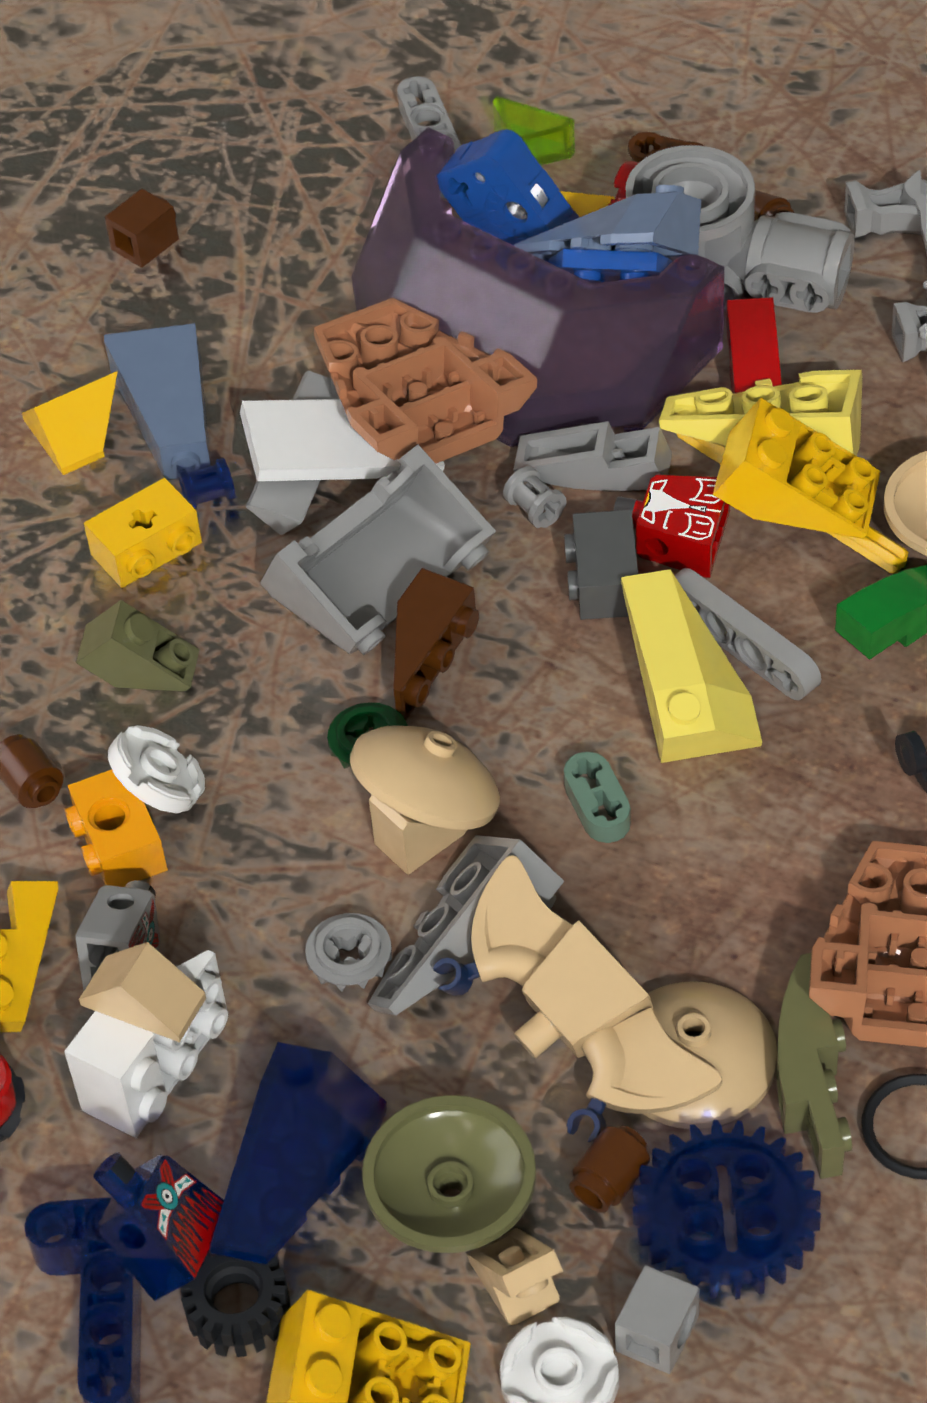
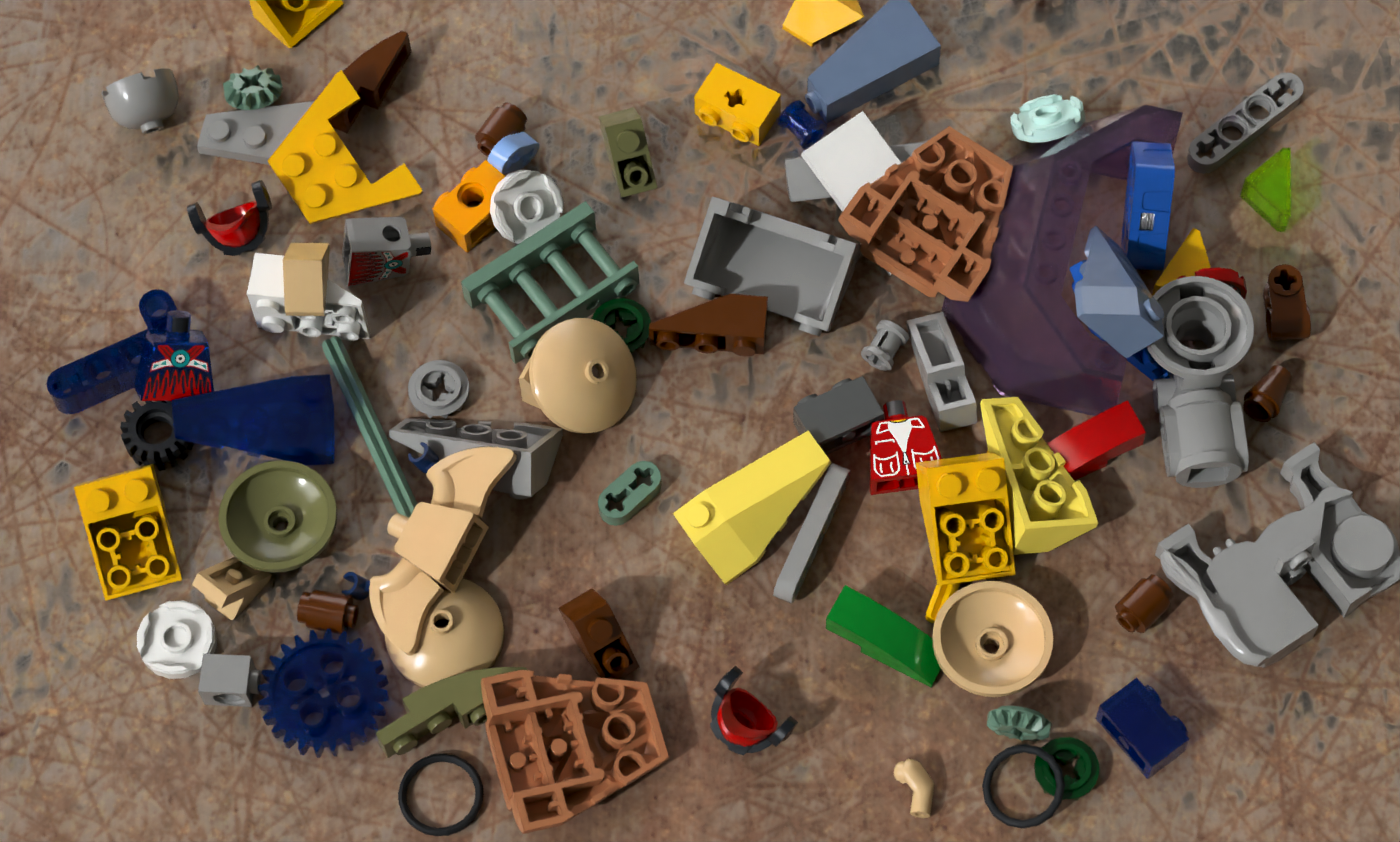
camera: 65 degrees right, 15 degrees up
(74, 757) = (513, 152): none -> light blue beam
(233, 812) = (546, 248): none -> sand green fence
(340, 272) = (1048, 118): none -> light aqua tile
(374, 1042) = (369, 426): none -> sand green axle
(779, 877) = (599, 635): none -> reddish brown slope

